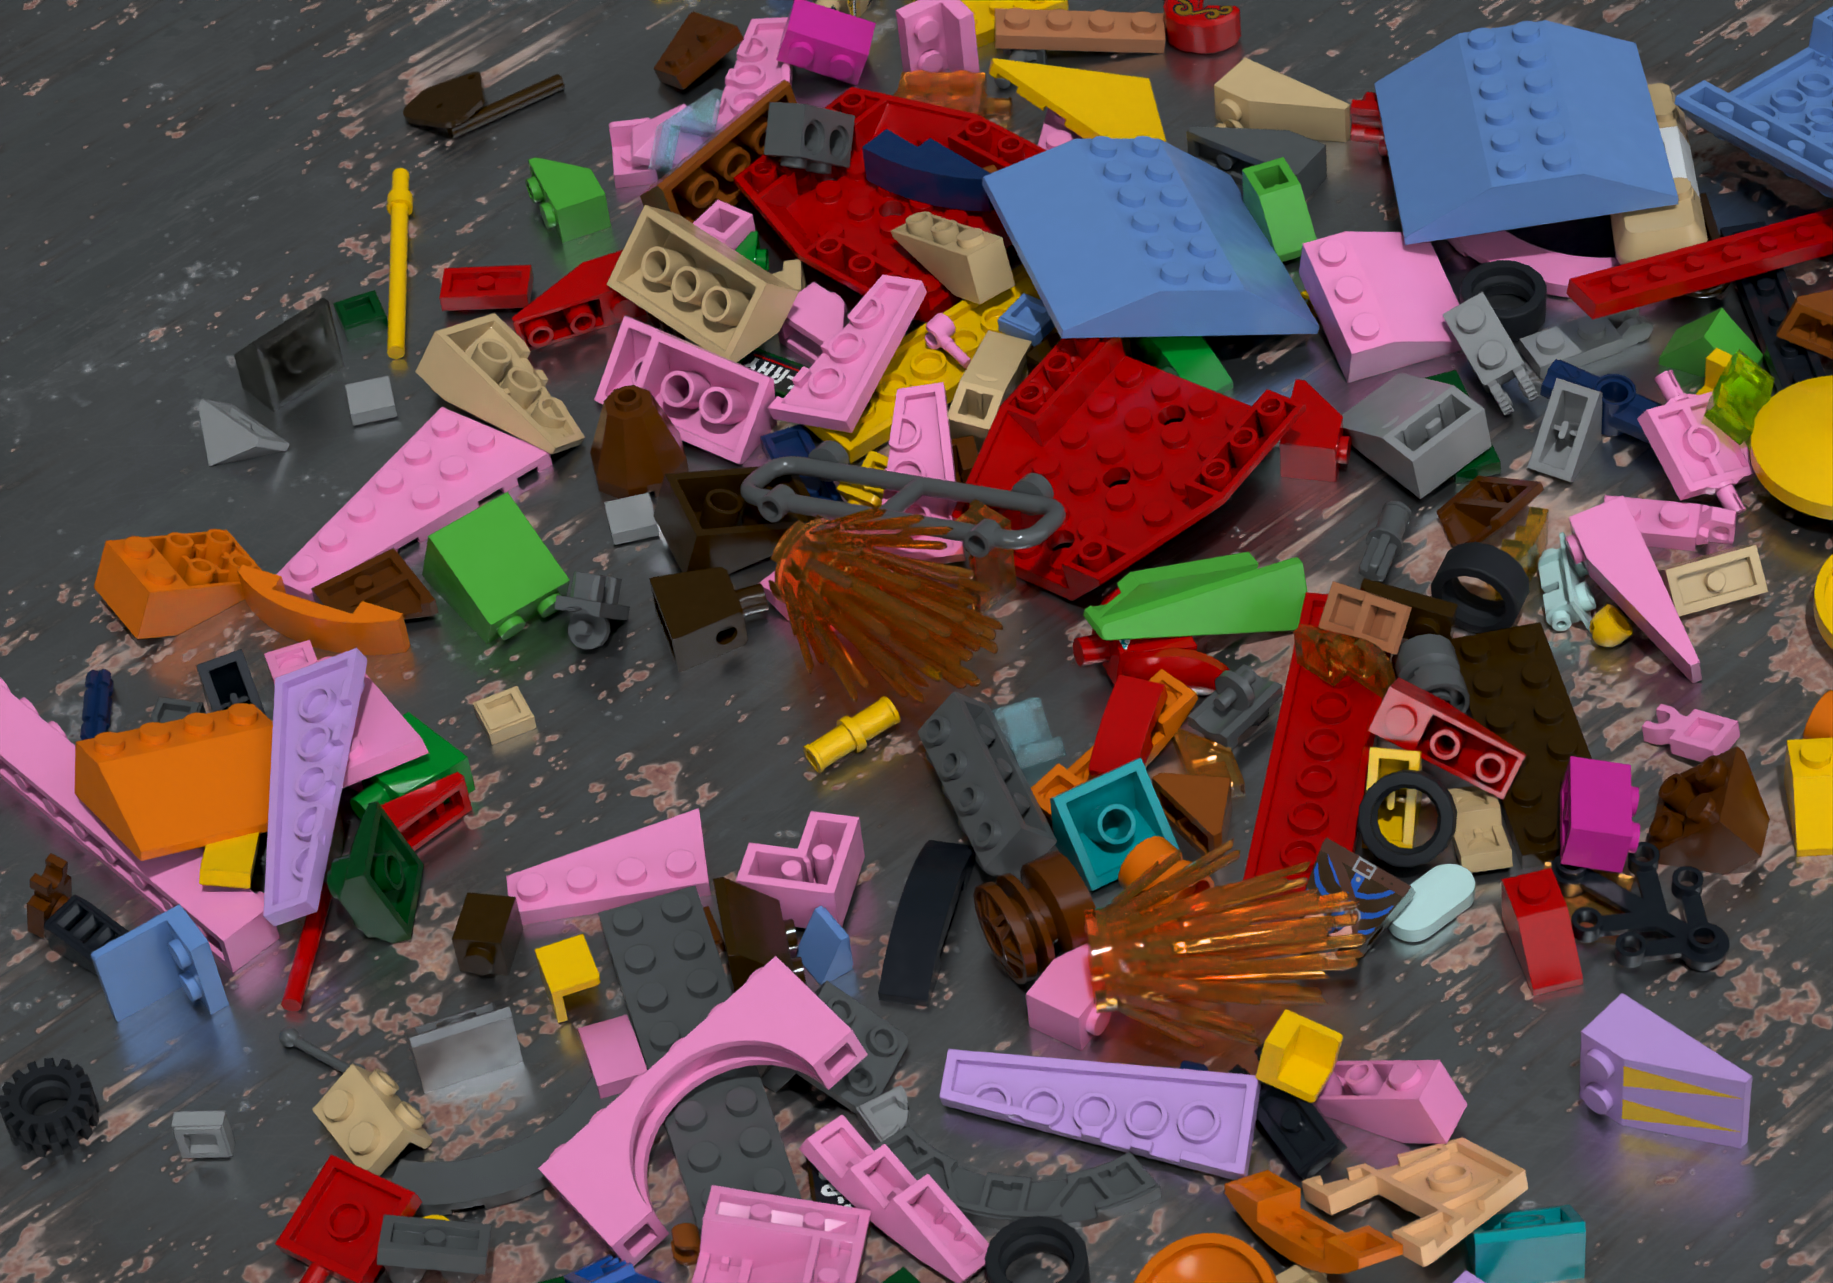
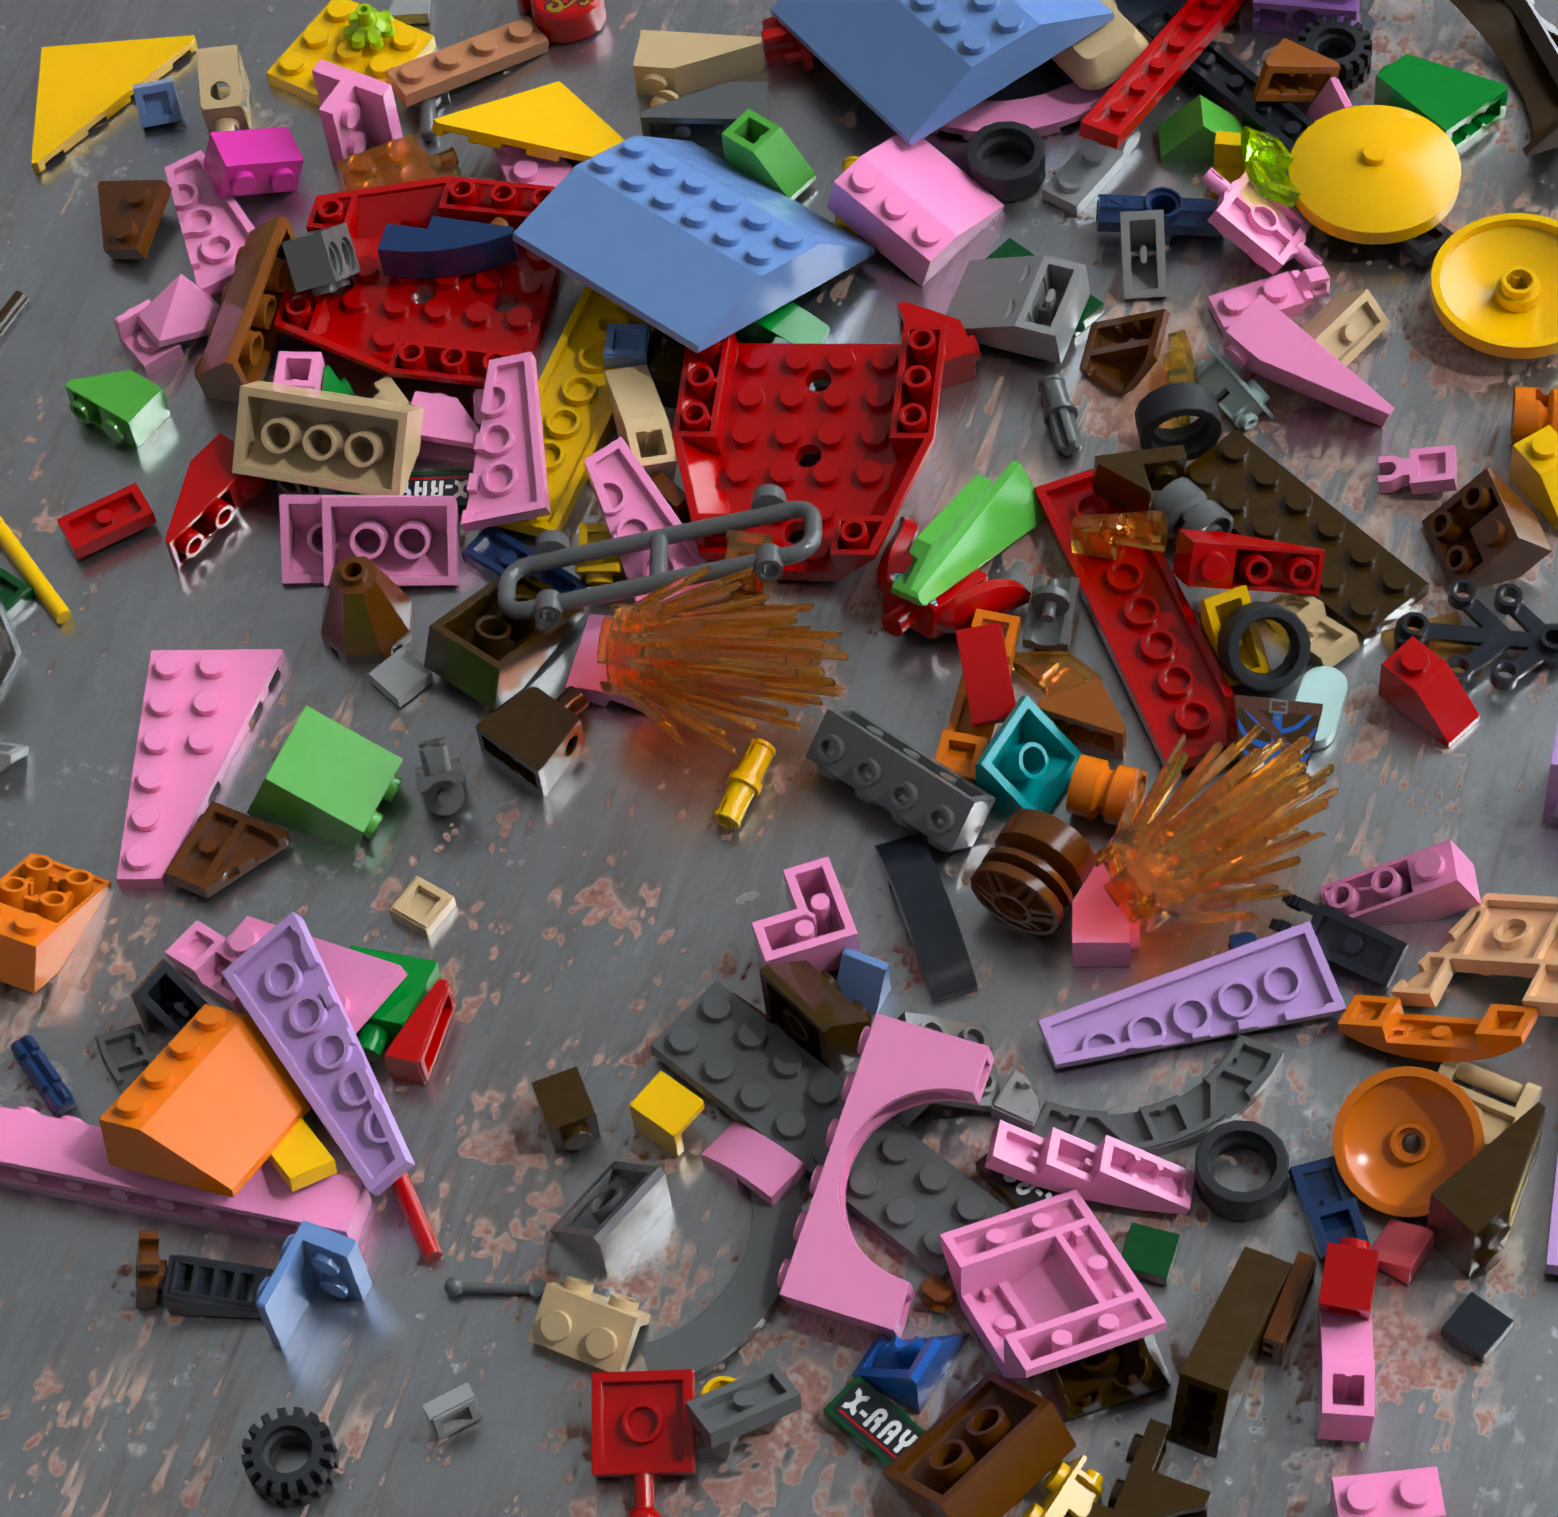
camera: 30 degrees left, 10 degrees up
(368, 629) = (249, 887): orange slope -> none
(371, 400) = (76, 672): light grey tile -> none
(378, 878) = (438, 1109): dark green slope -> none
(488, 374) = (173, 604): tan wedge -> none
(615, 872) = (635, 998): bright pink wing -> none
(695, 119) = (202, 279): clear light blue slope -> none
(939, 335) = (560, 394): bright pink hand -> none
(959, 256) = (528, 313): tan slope -> none
(1028, 732) = (888, 708): clear light blue slope -> none
(1299, 1056) = (1334, 889): yellow panel -> none
(1365, 616) = (1122, 489): nougat slope -> none
(1489, 349) = (1031, 210): light grey hinge -> none
(1598, 814) = (1413, 574): dark pink brick -> none
(1610, 627) = (1292, 409): yellow hinge -> none

